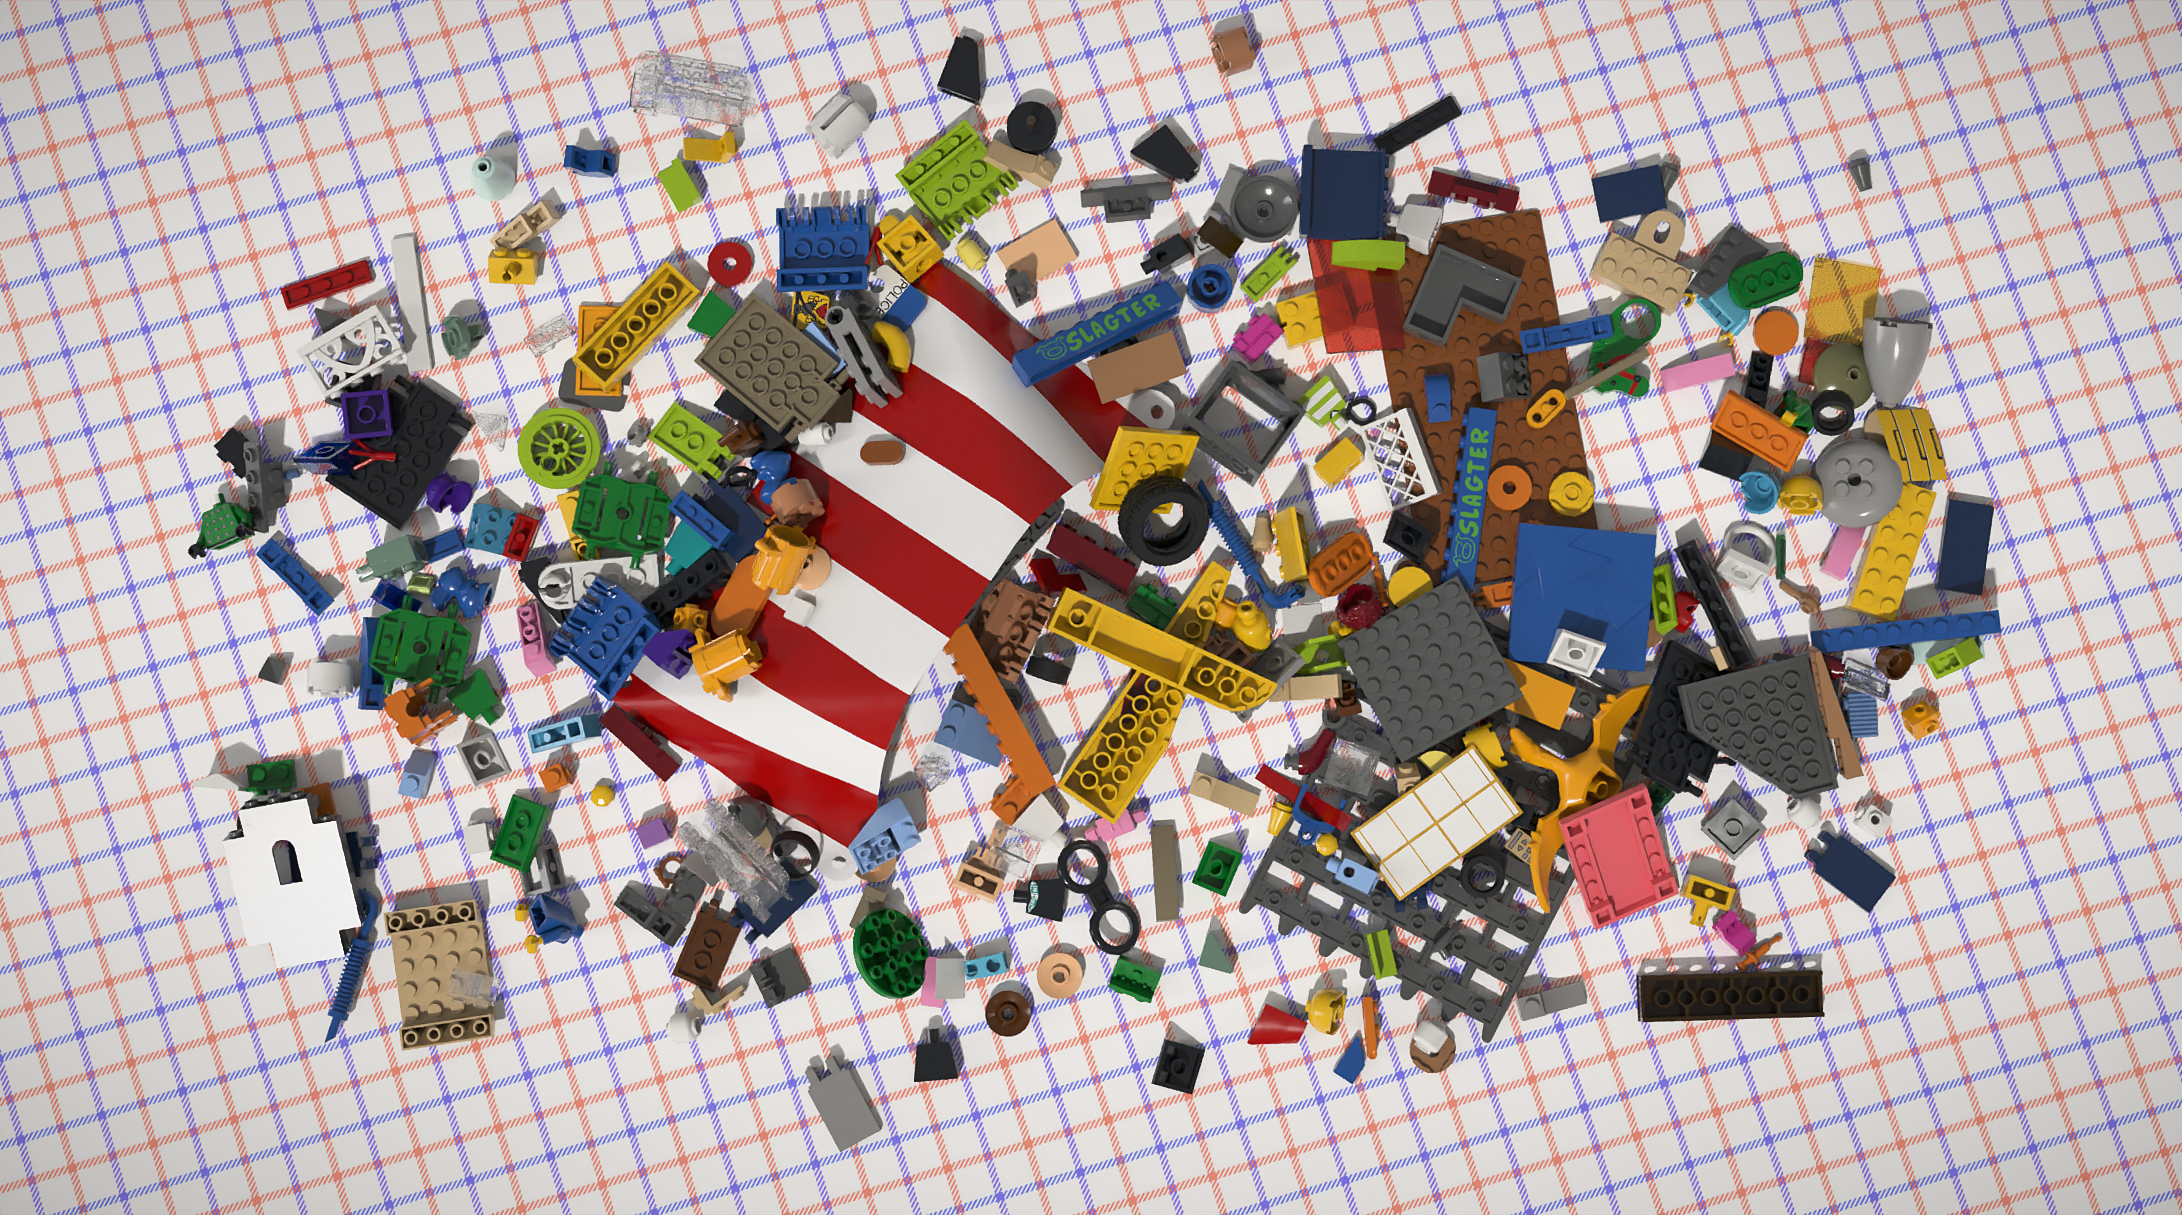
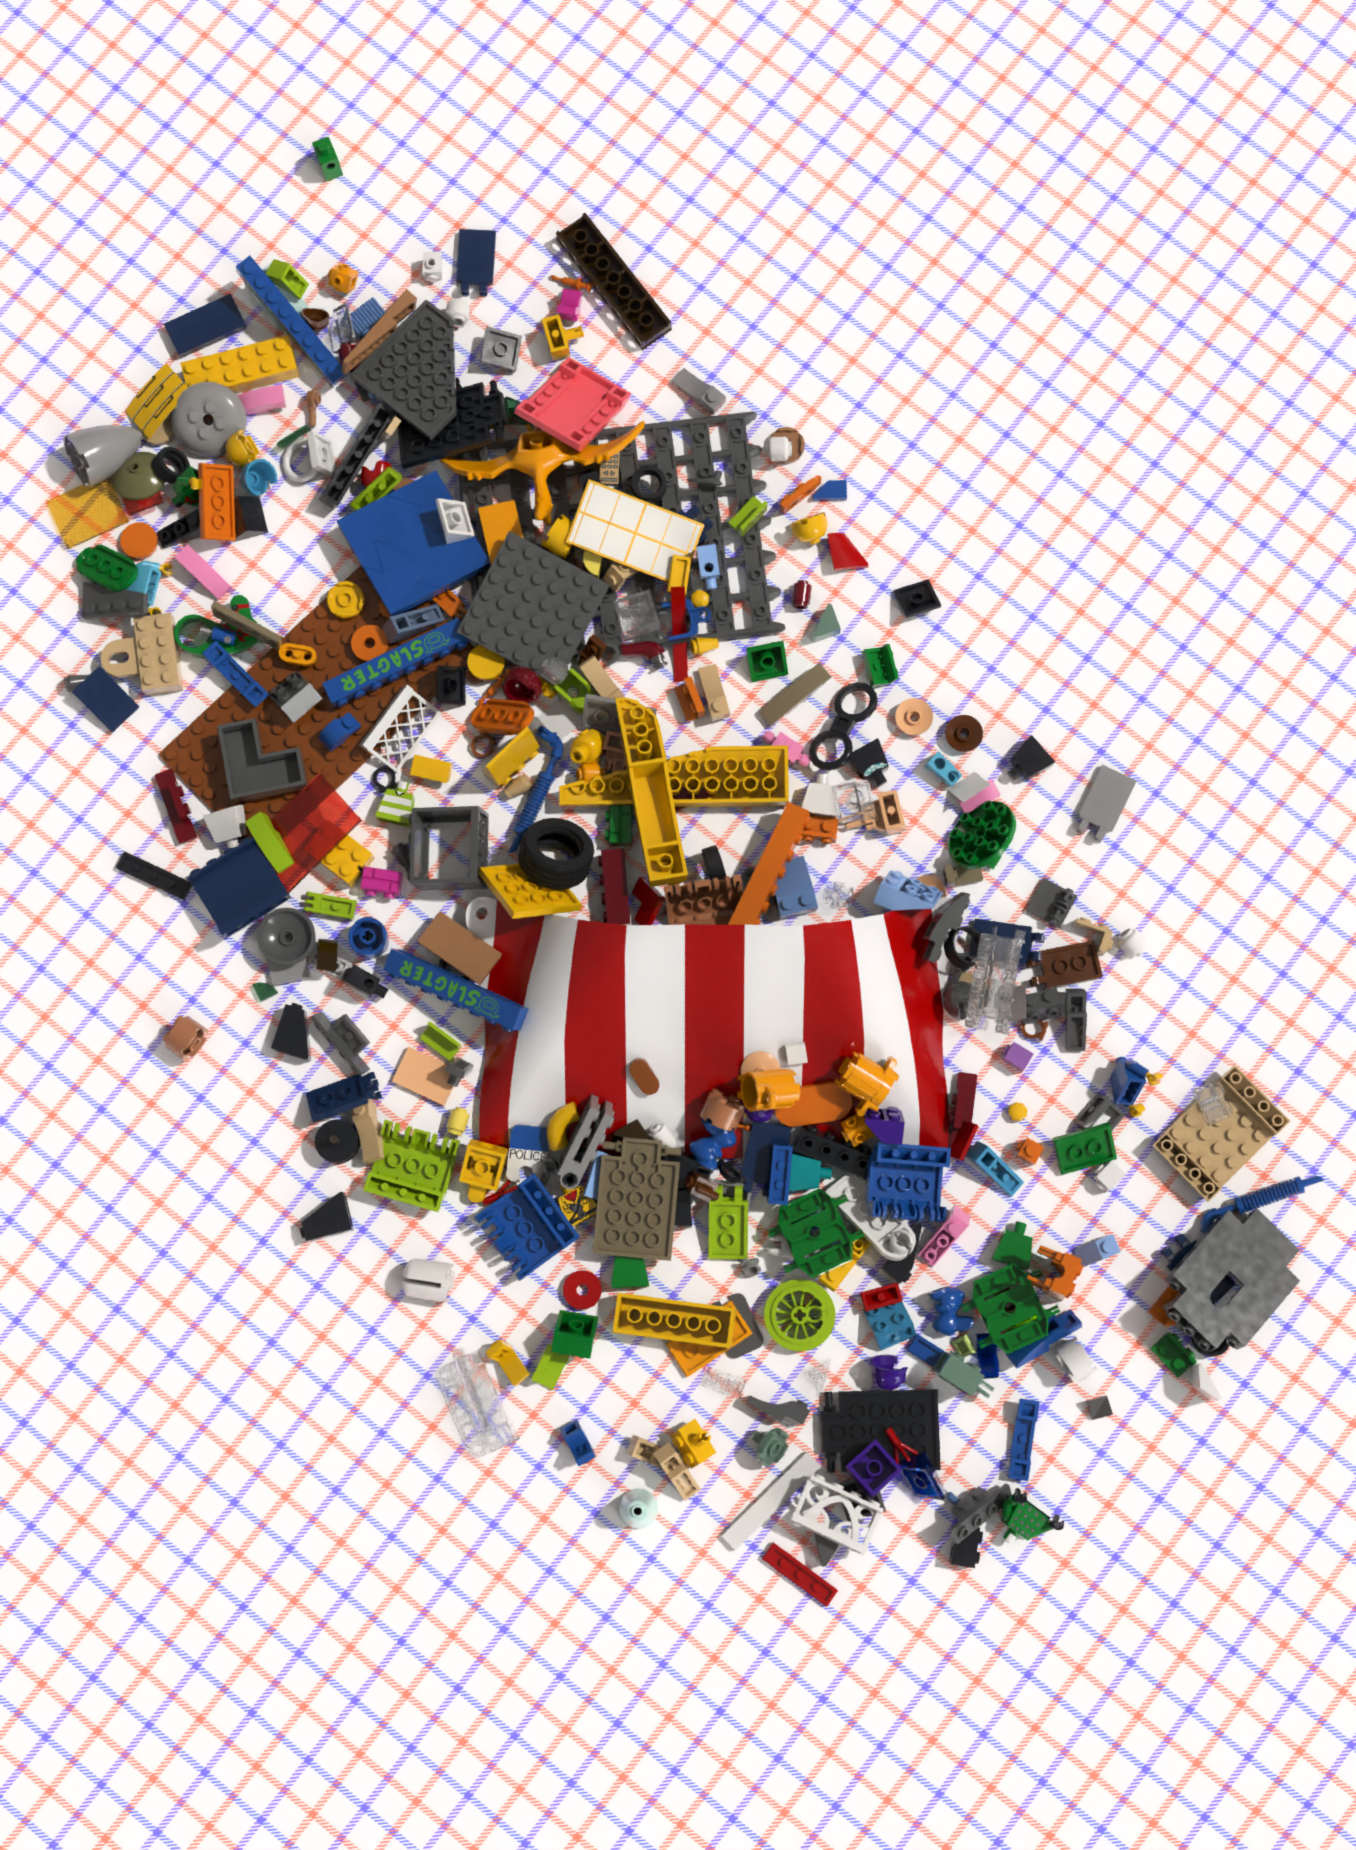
camera: 120 degrees left, 5 degrees down
(475, 383) = (795, 1410): none -> dark grey slope
(482, 760) = (1054, 1212): white slope -> none
(496, 232) = (676, 1471): none -> tan slope
(610, 721) = (963, 1140): none -> red slope
(690, 225) = (574, 1334): none -> green brick
(832, 857) = (947, 918): none -> dark grey slope
(1060, 291) = (440, 1041): none -> lime panel
(1071, 161) = (342, 1096): none -> dark blue tile
(1228, 157) = (264, 991): none -> clear green tile
(1232, 763) = (689, 700): none -> orange bracket
(1263, 953) = (801, 594): none -> dark red brick
(1325, 541) = (492, 741): none -> dark orange piece
(1350, 646) = (554, 670): none -> clear head
(1364, 838) = (679, 572): none -> yellow tile
(1499, 543) = (412, 623): none -> sand blue slope
(1616, 344) = (220, 634): none -> blue piece
(2067, 791) = (325, 155): none -> green torso

